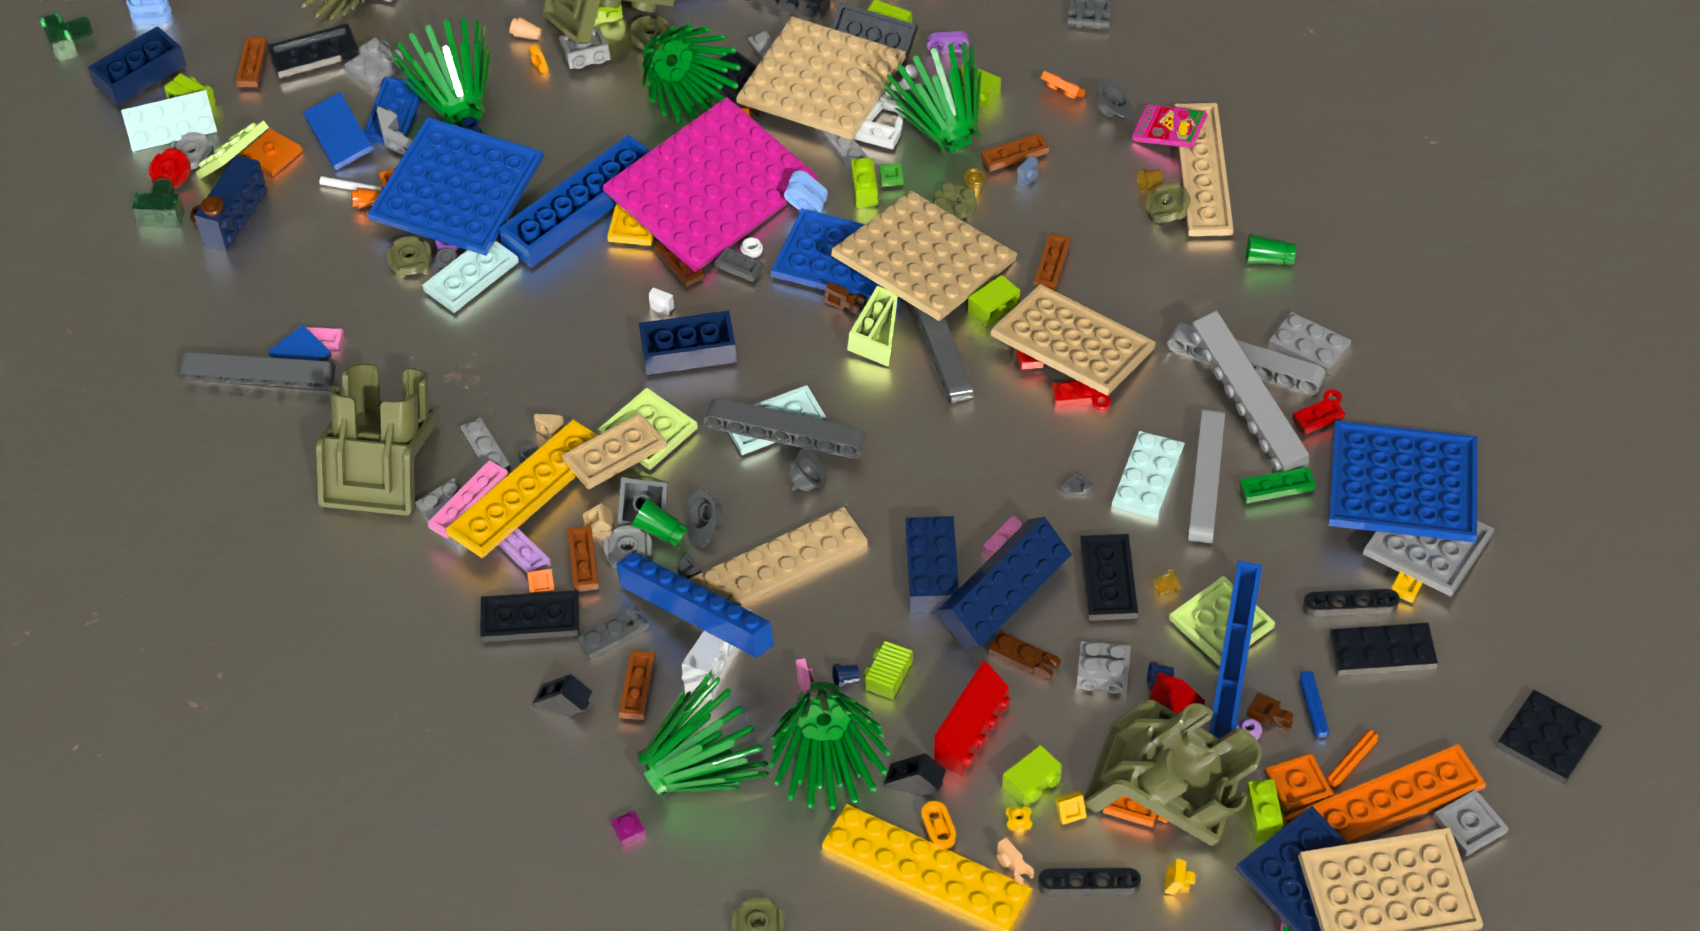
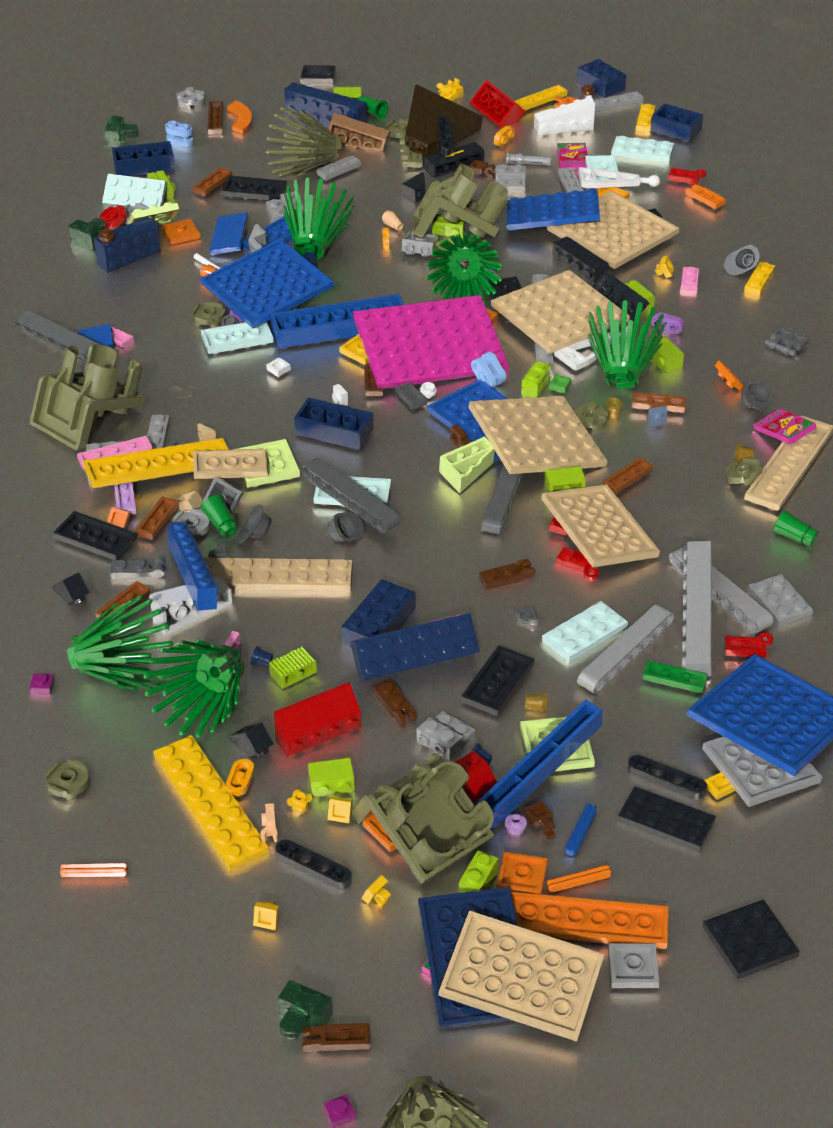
camera: 30 degrees right, 10 degrees down
(555, 294) = (278, 367): none -> white plate
(1017, 445) = (507, 574): none -> reddish brown hinge

